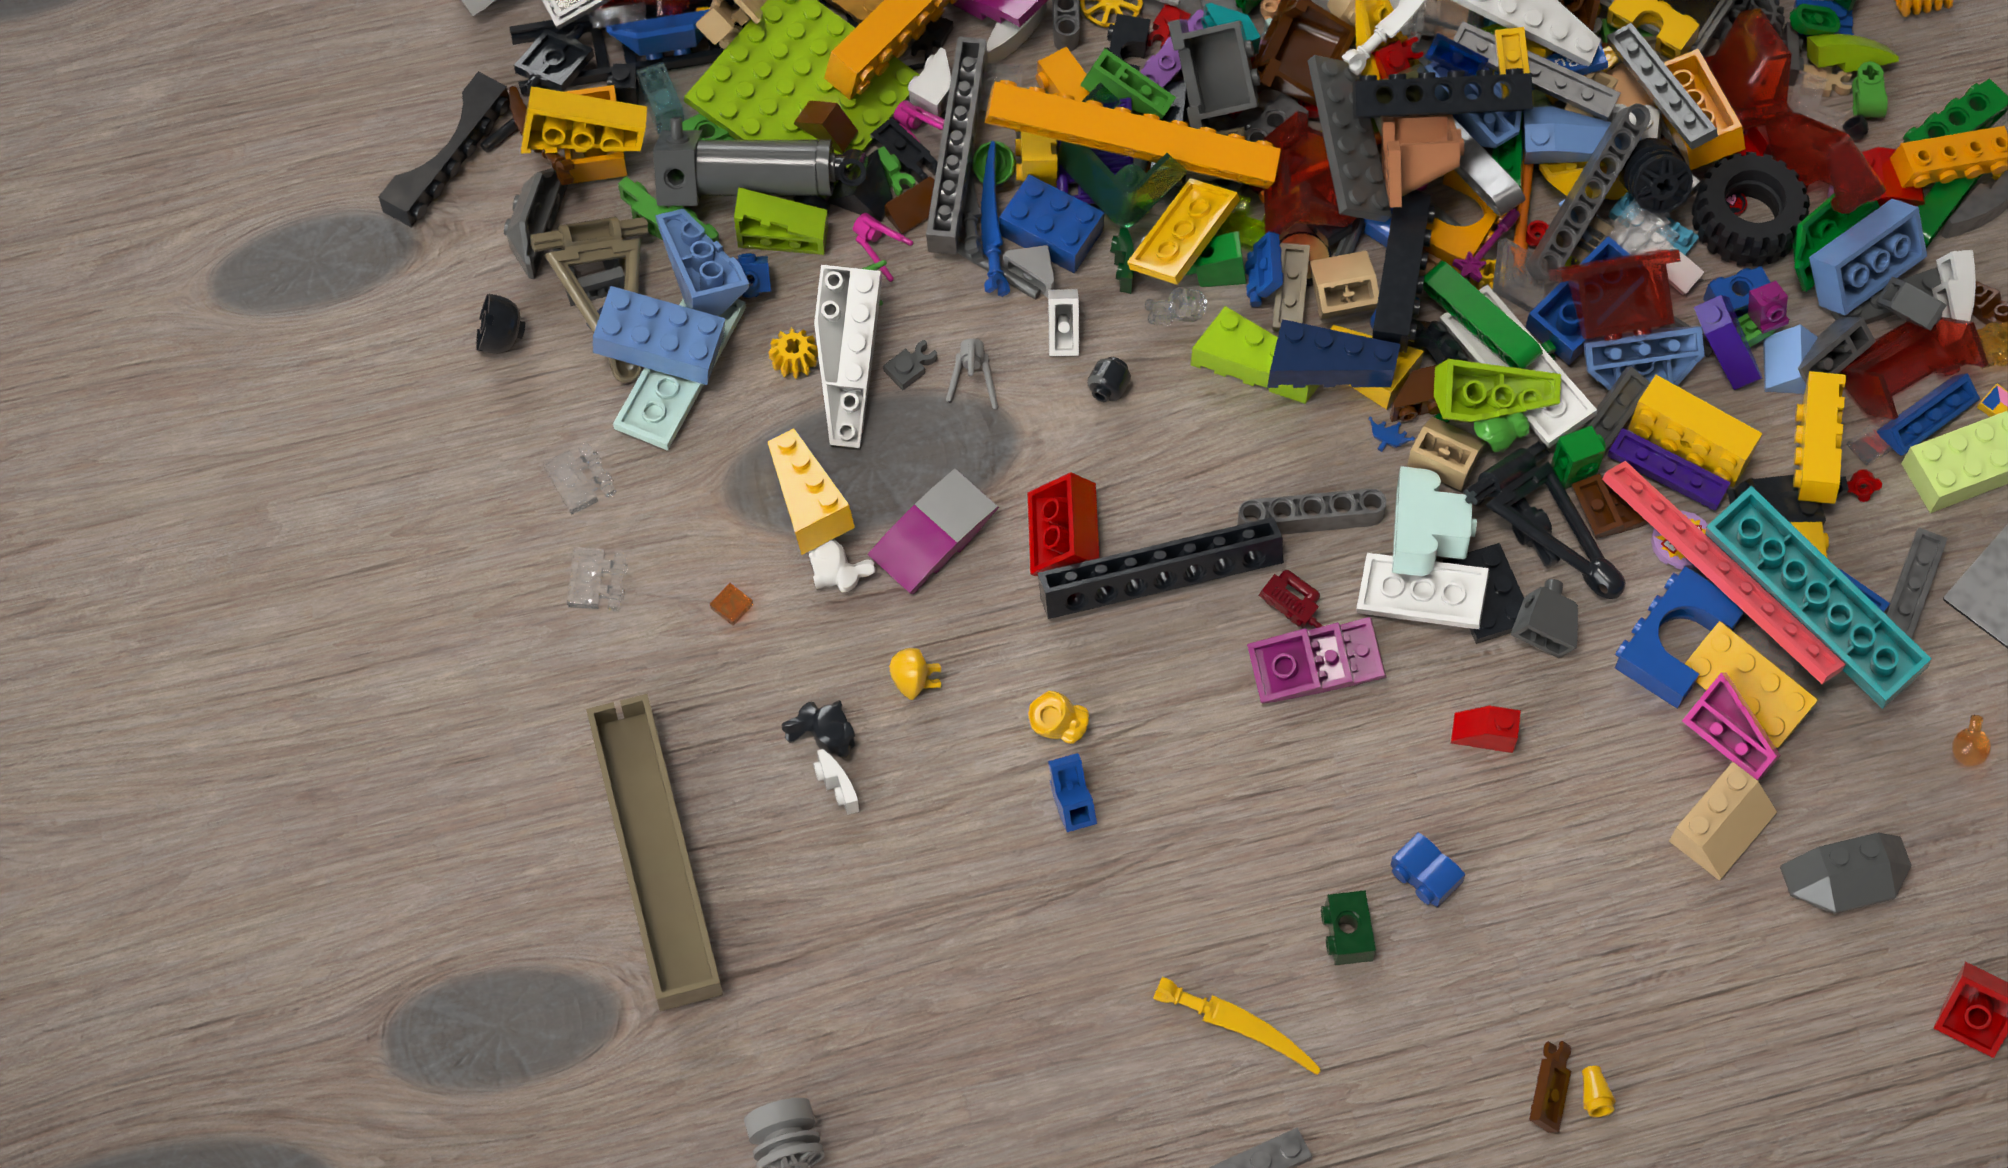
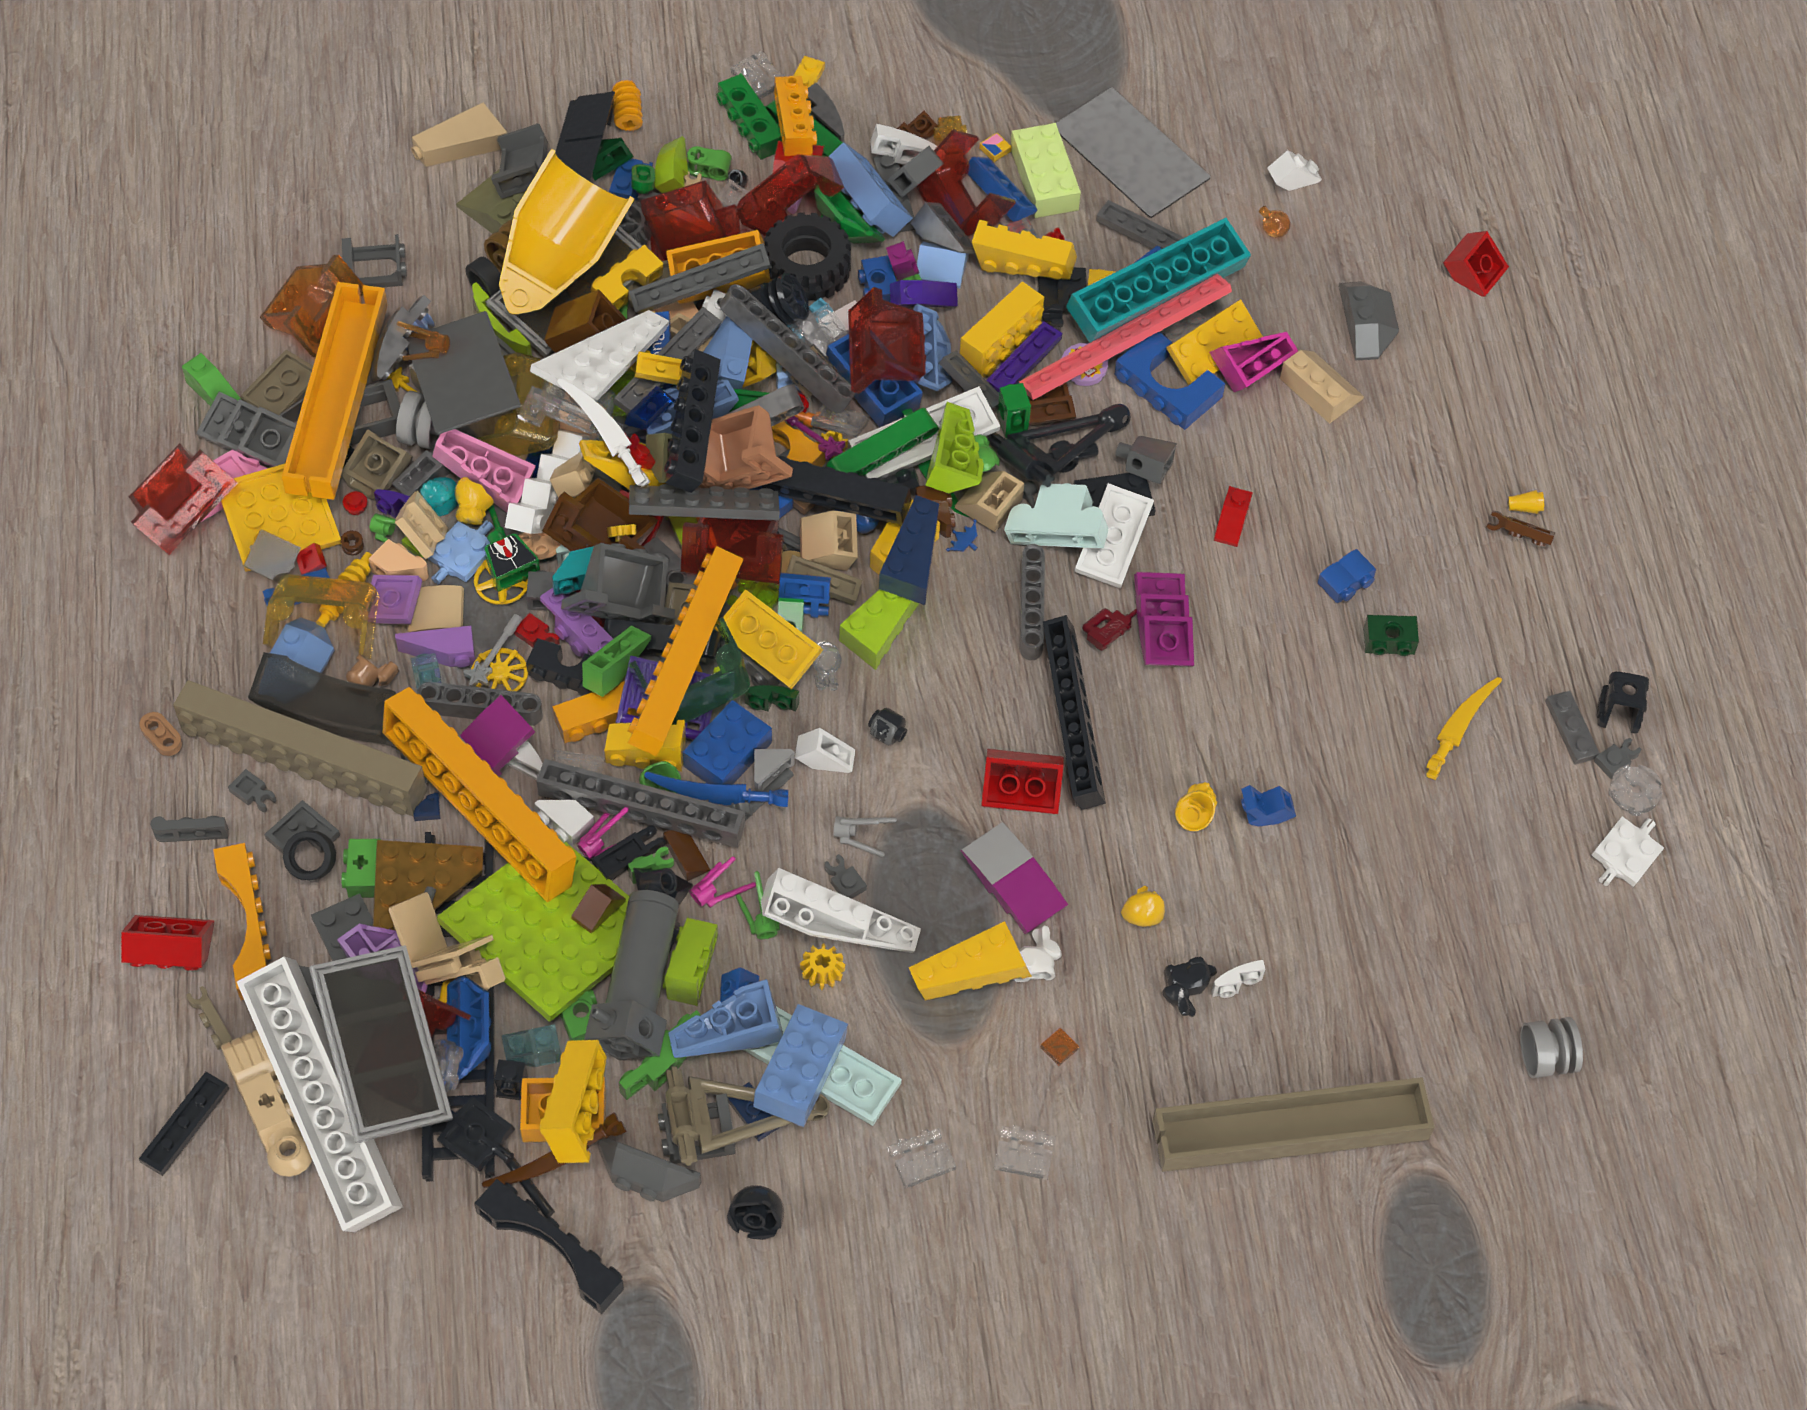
camera: 85 degrees left, 5 degrees down
(1297, 68) = (619, 531): none -> yellow plate

